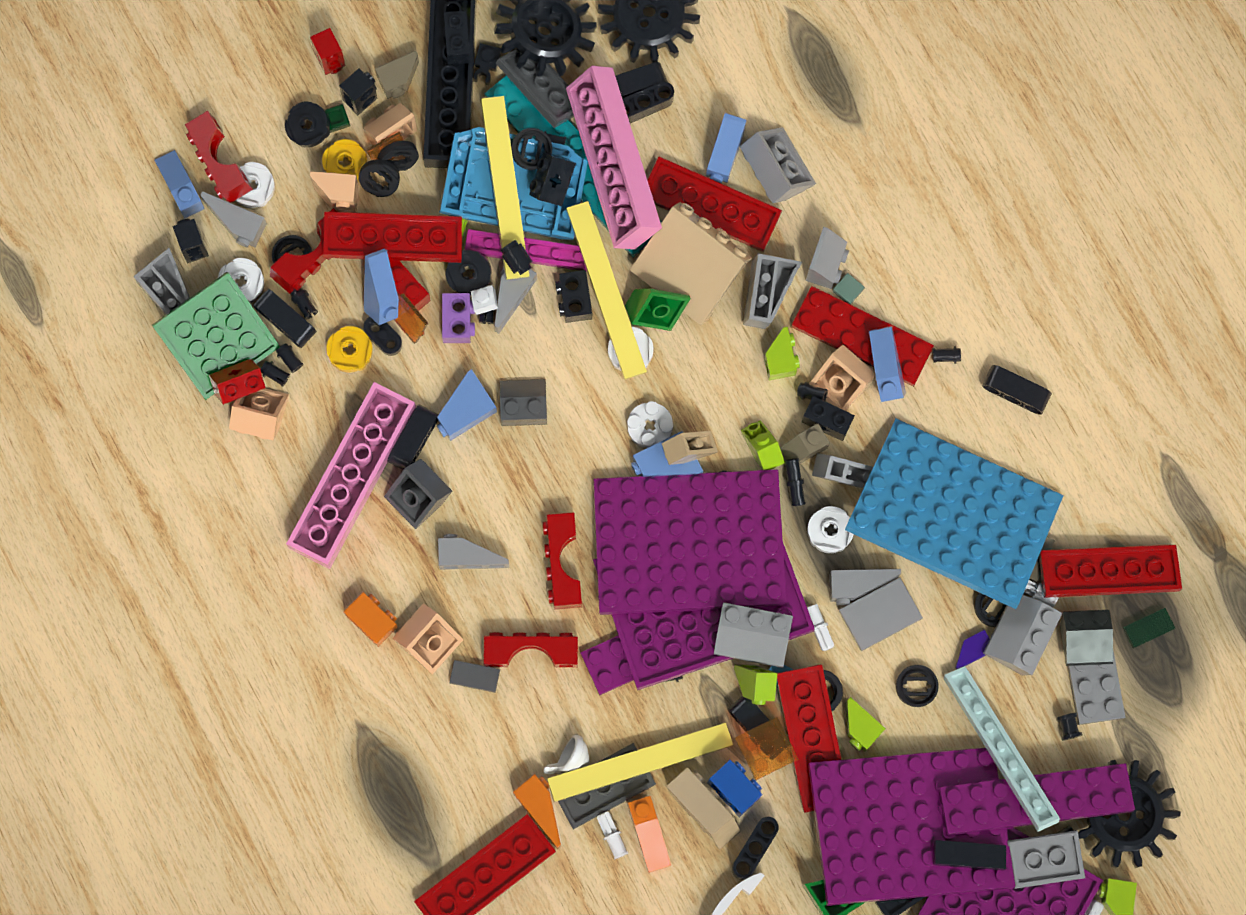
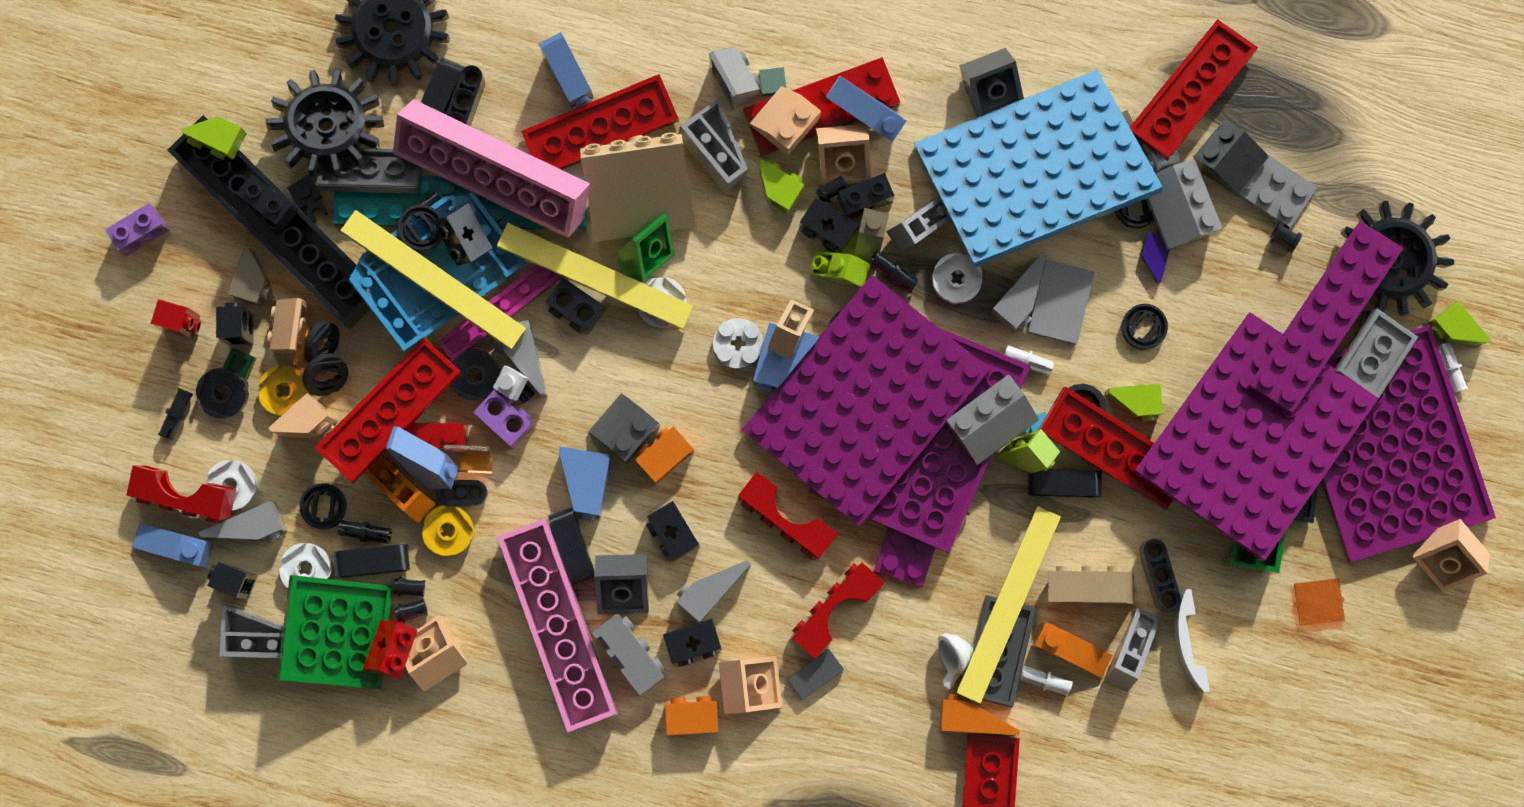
camera: 45 degrees left, 5 degrees up
(266, 108) = (175, 414): none -> black pin
(292, 270) = (338, 517): red arch -> none
(348, 292) = (399, 488): none -> orange slope
(376, 539) = (630, 653): none -> light grey wedge
(414, 563) = (677, 641): none -> black brick
(484, 508) = (671, 516): none -> black brick
(516, 257) = (502, 324): black brick -> none
(529, 443) = (664, 454): none -> orange brick
(687, 875) = (1132, 650): none -> light grey slope
(735, 787) = (1100, 548): blue brick -> none
(766, 748) = (1092, 493): clear orange plate -> none
(777, 164) = (617, 43): light grey slope -> none
(787, 399) = (821, 213): none -> black brick
(829, 319) = (786, 119): none -> light nougat slope
(947, 355) = (899, 54): black pin -> none
(969, 855) = (1324, 411): black tile -> none
(986, 432) = (992, 81): none -> dark grey slope
(1001, 749) = (1262, 307): light aqua plate -> none
(1017, 389) = (979, 25): black beam -> none
(1149, 628) = (1262, 102): clear green tile -> none

